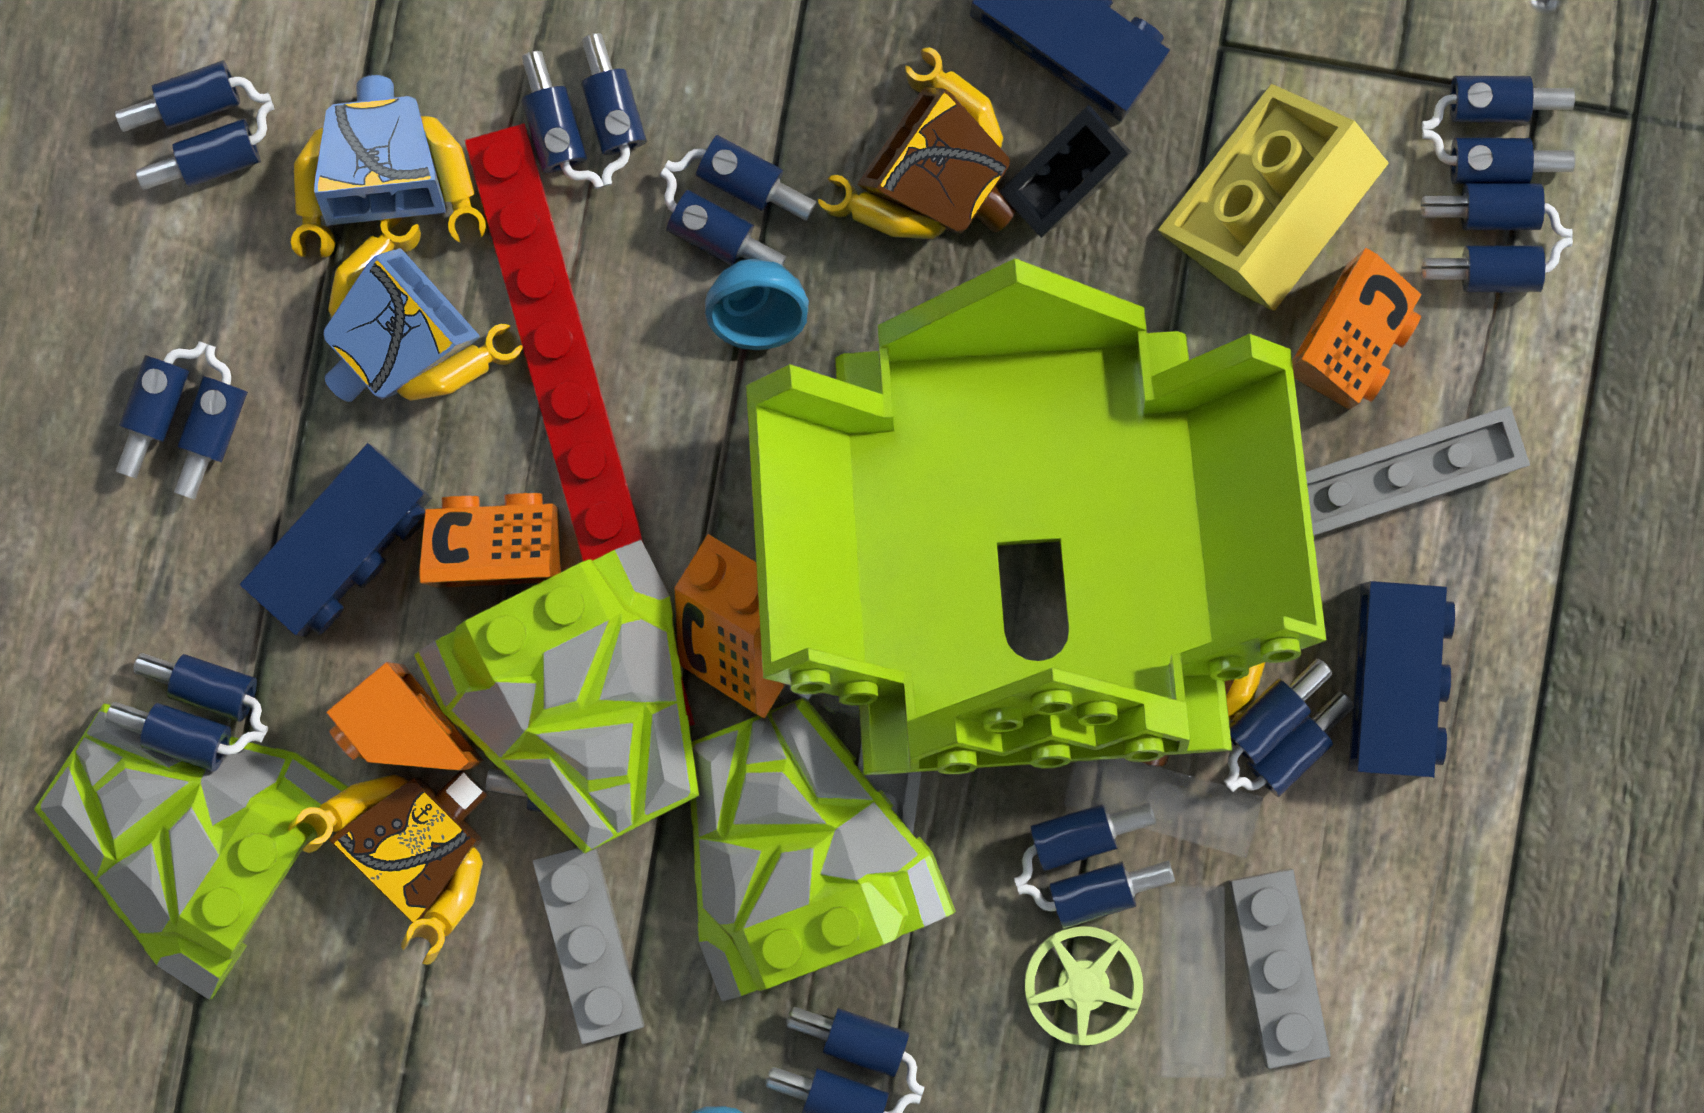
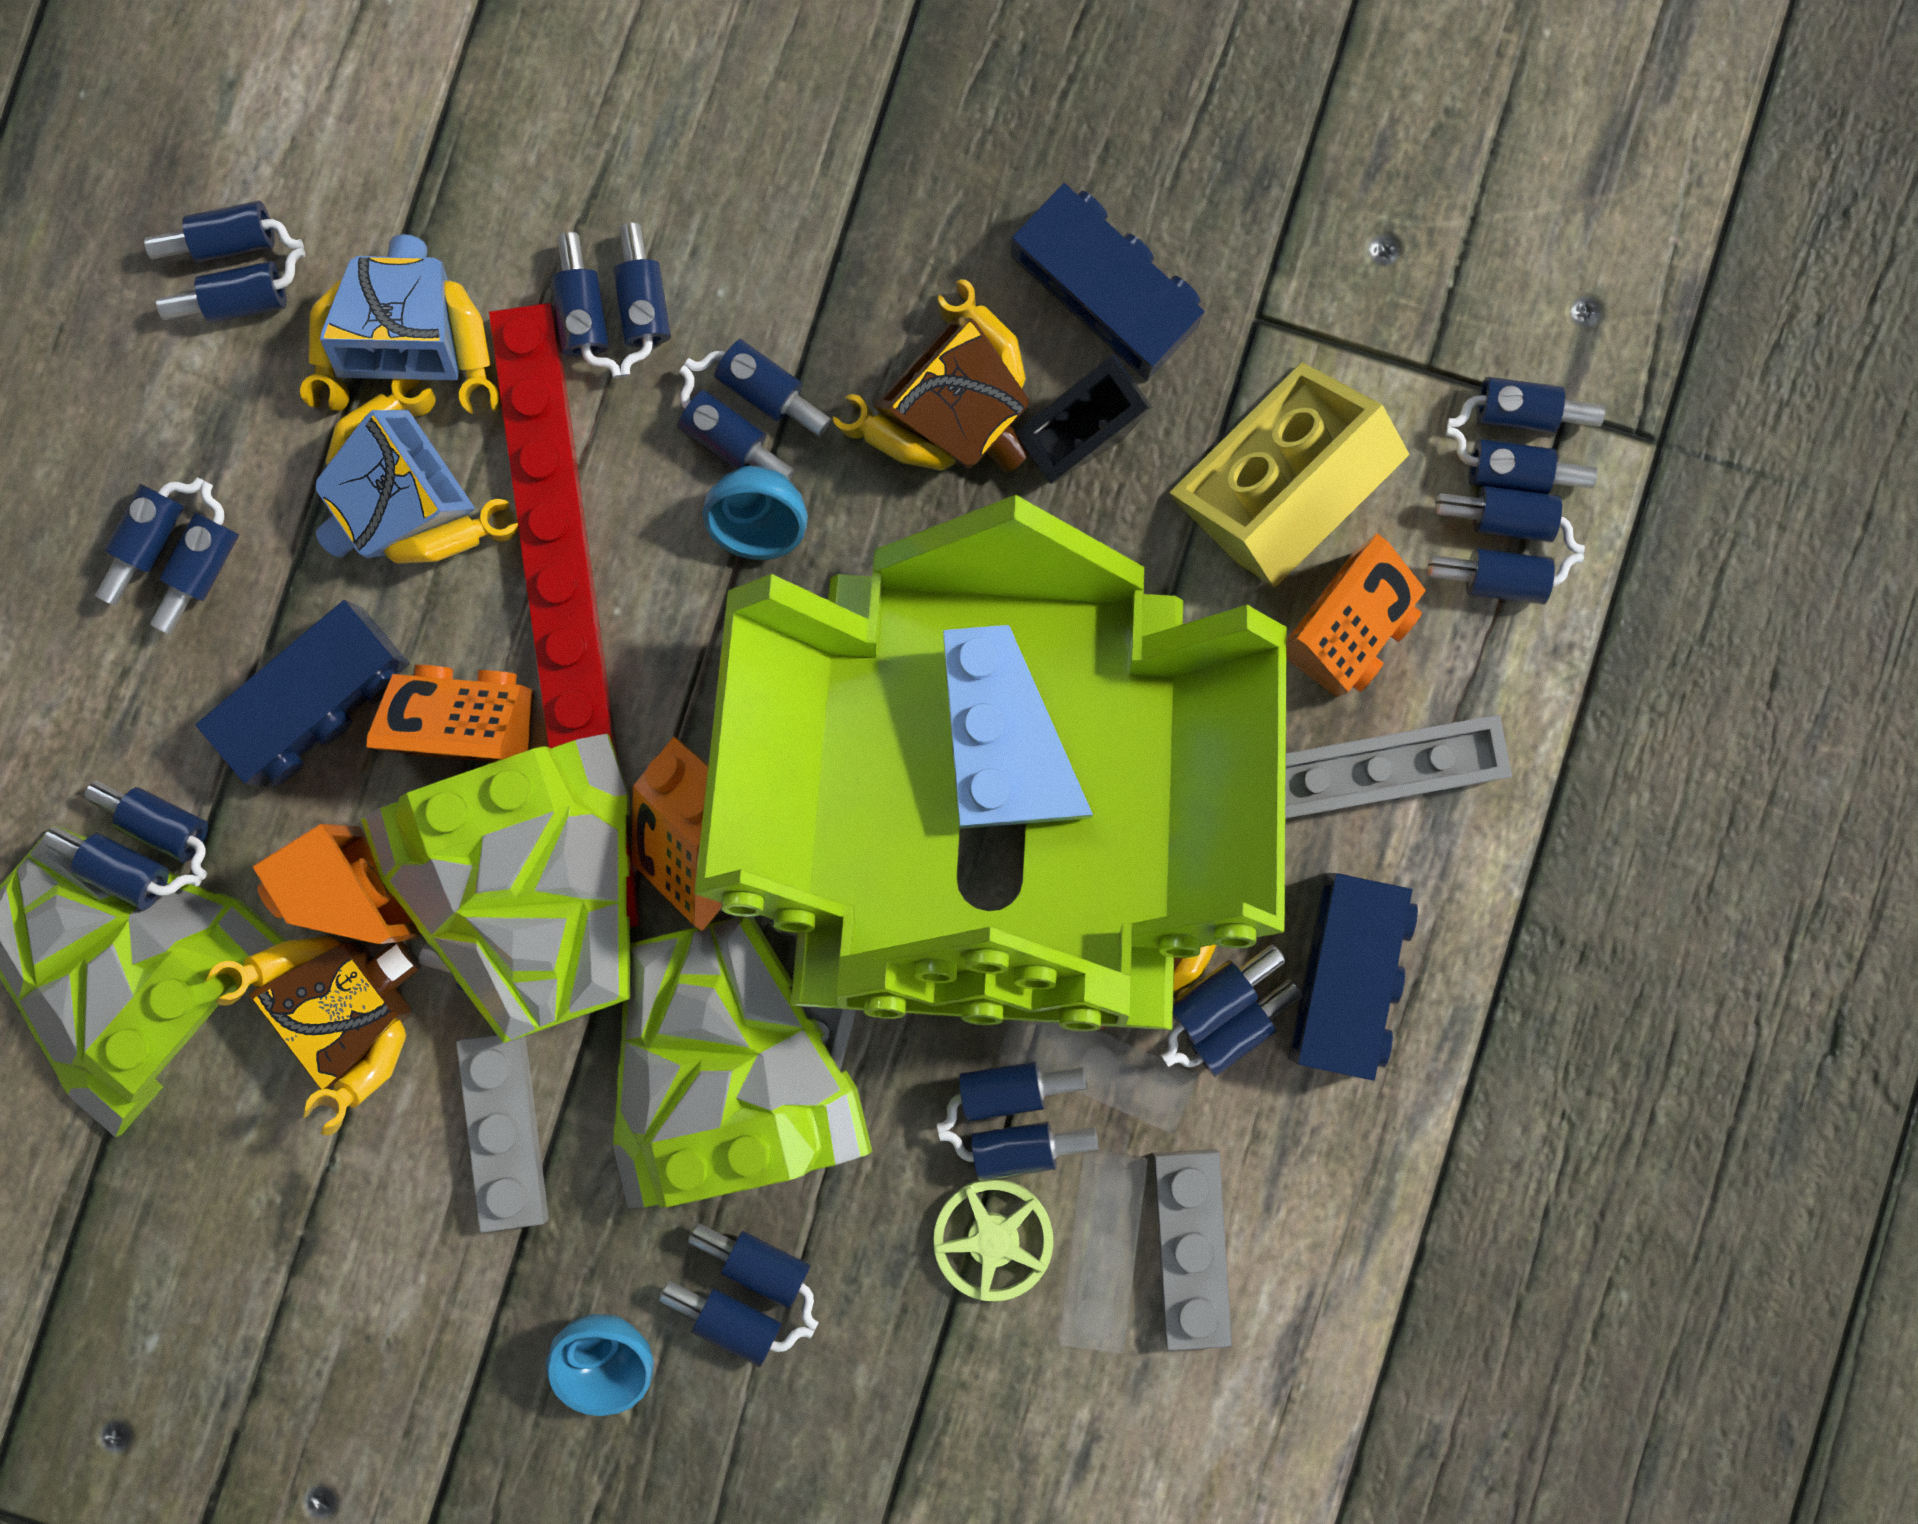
camera: 10 degrees right, 0 degrees up
(1030, 492) = (1002, 736): none -> light blue wing

